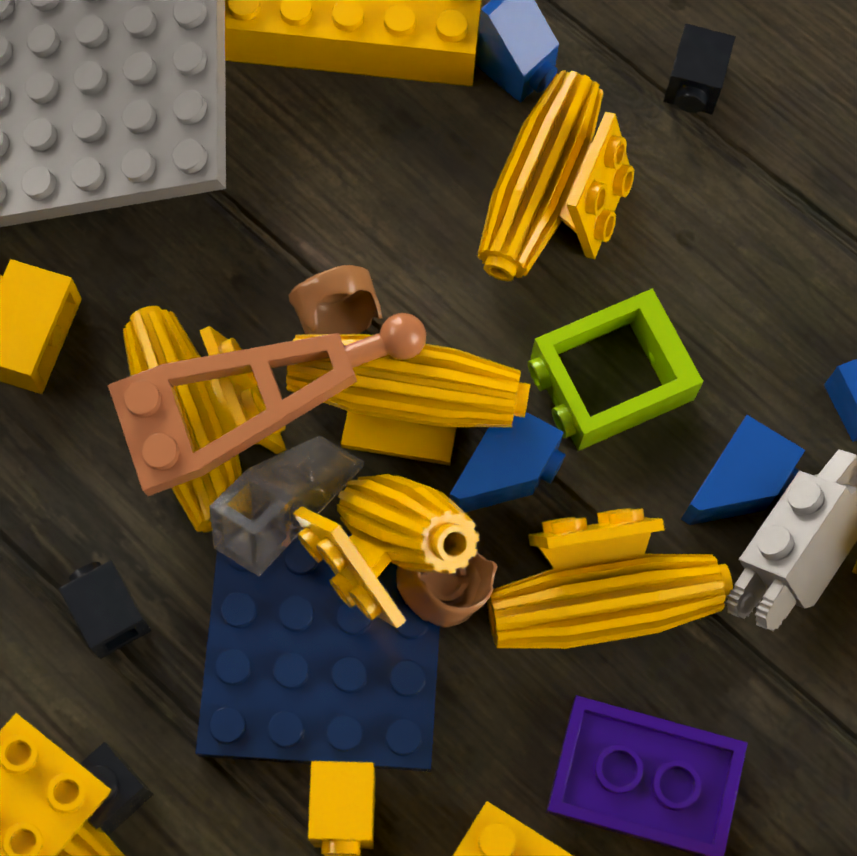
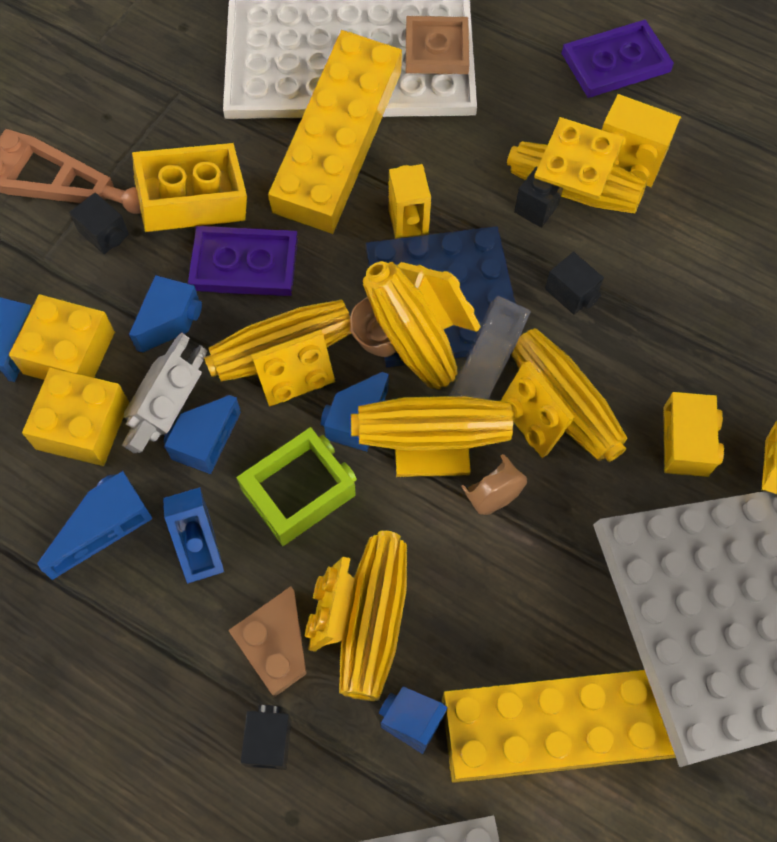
camera: 170 degrees right, 5 degrees down
(156, 424) = (572, 342): nougat plate -> none
(675, 186) = (273, 642): none -> medium nougat wing
(772, 336) = (192, 535): none -> blue slope
(786, 699) = (165, 313): none -> blue slope

